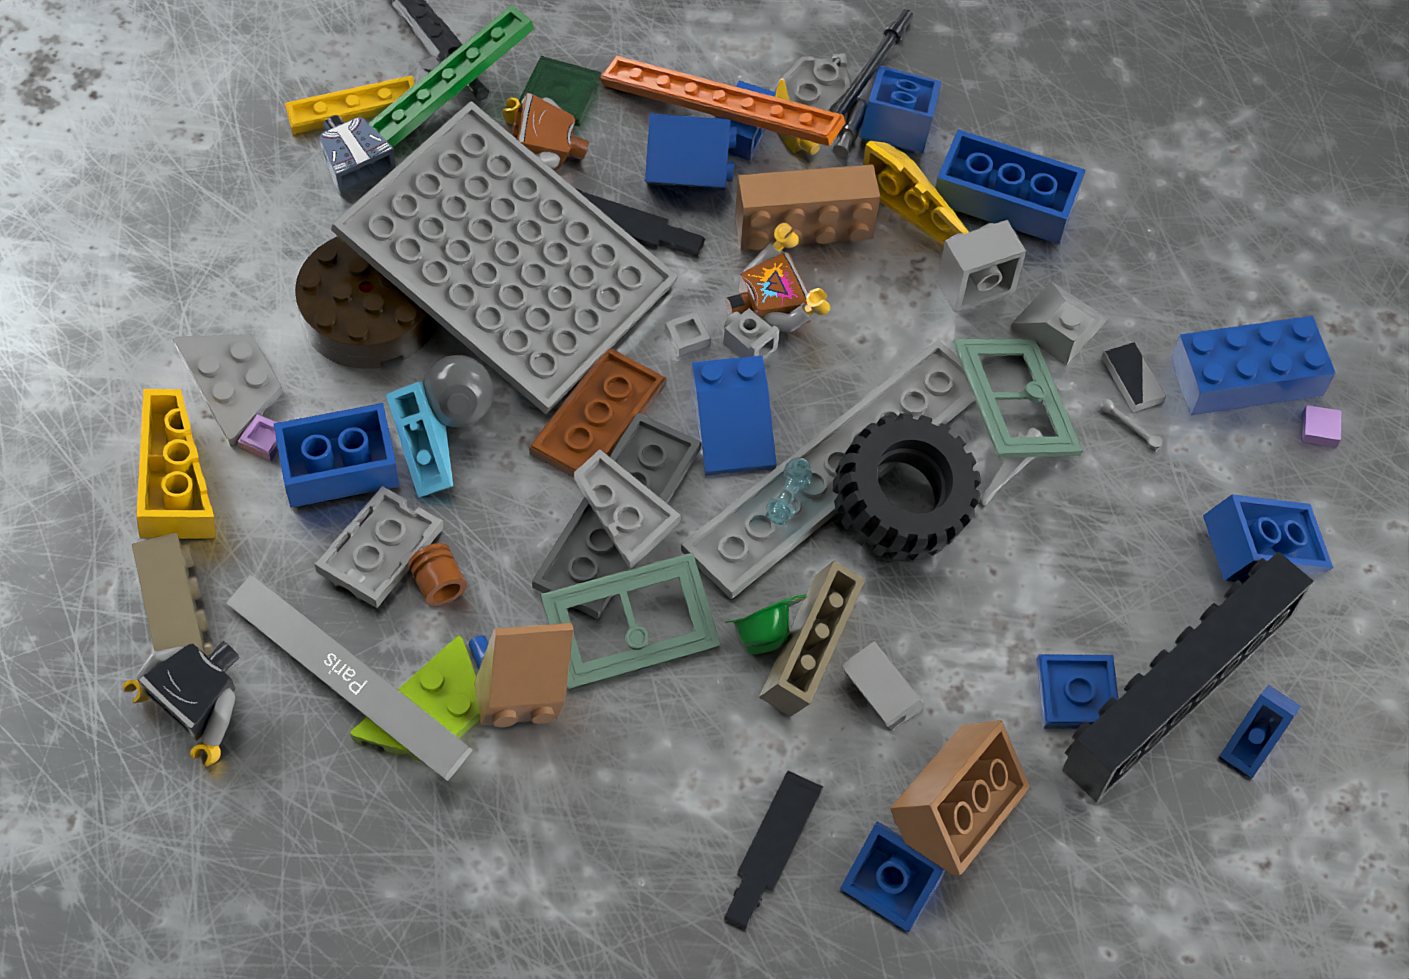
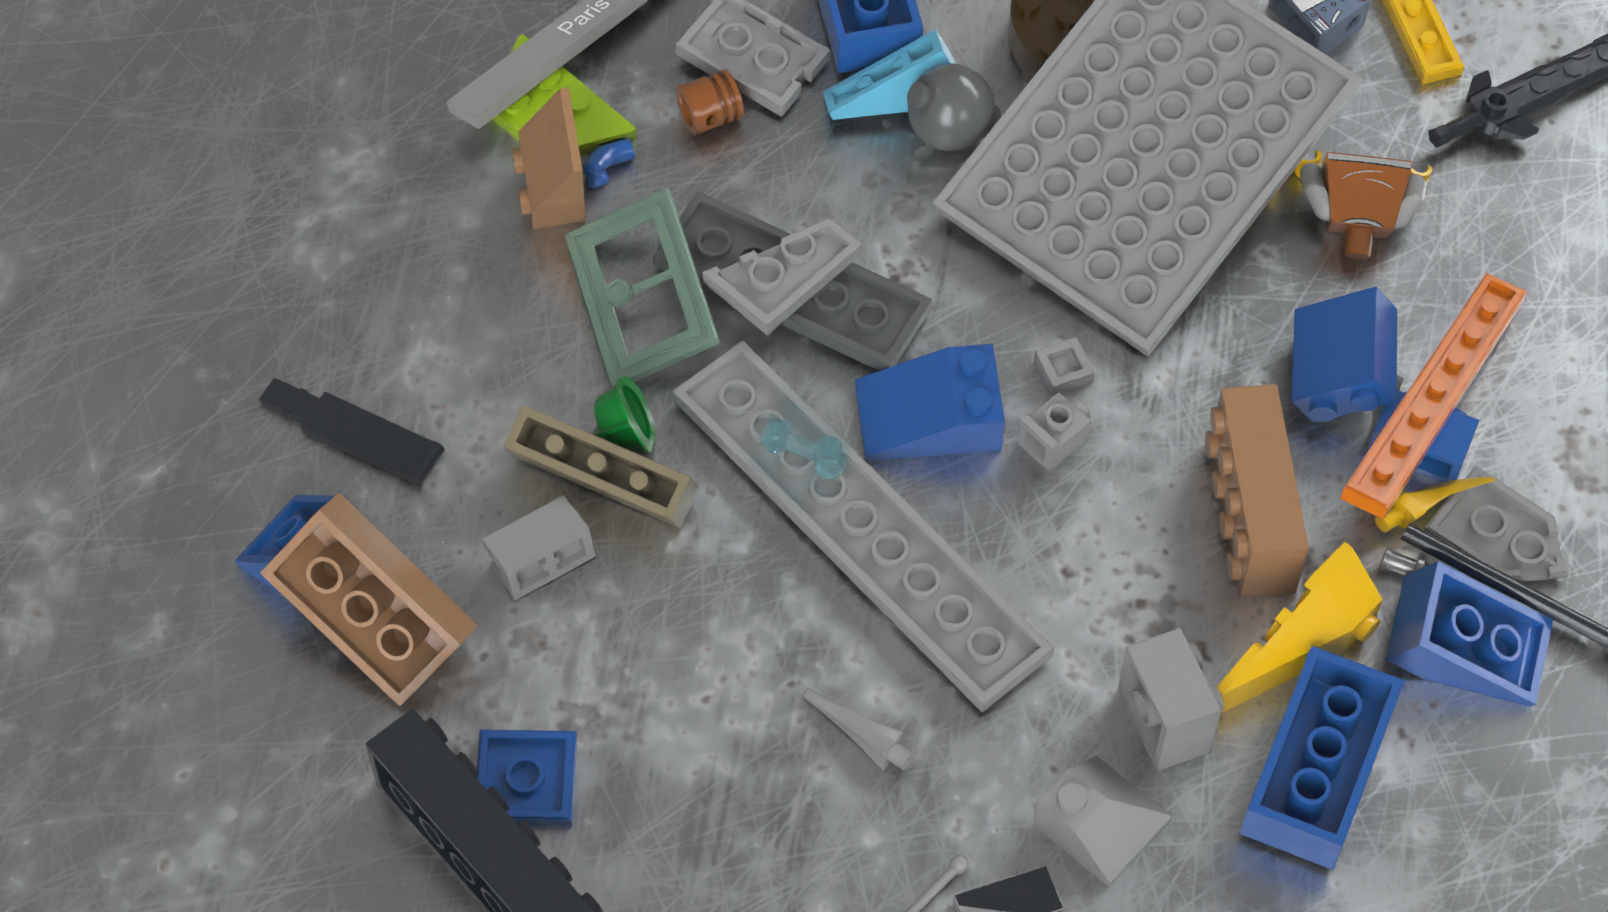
camera: 95 degrees right, 0 degrees up
(452, 75) = (1449, 94): green plate -> none
(564, 83) = (1459, 230): clear green tile -> none
(597, 412) = (962, 277): dark orange tile -> none
(648, 228) = (1241, 307): black piece -> none
(775, 288) = (1128, 457): torso -> none
(932, 453) = (778, 519): black tyre -> none
(1042, 389) = (967, 781): sand green door -> none

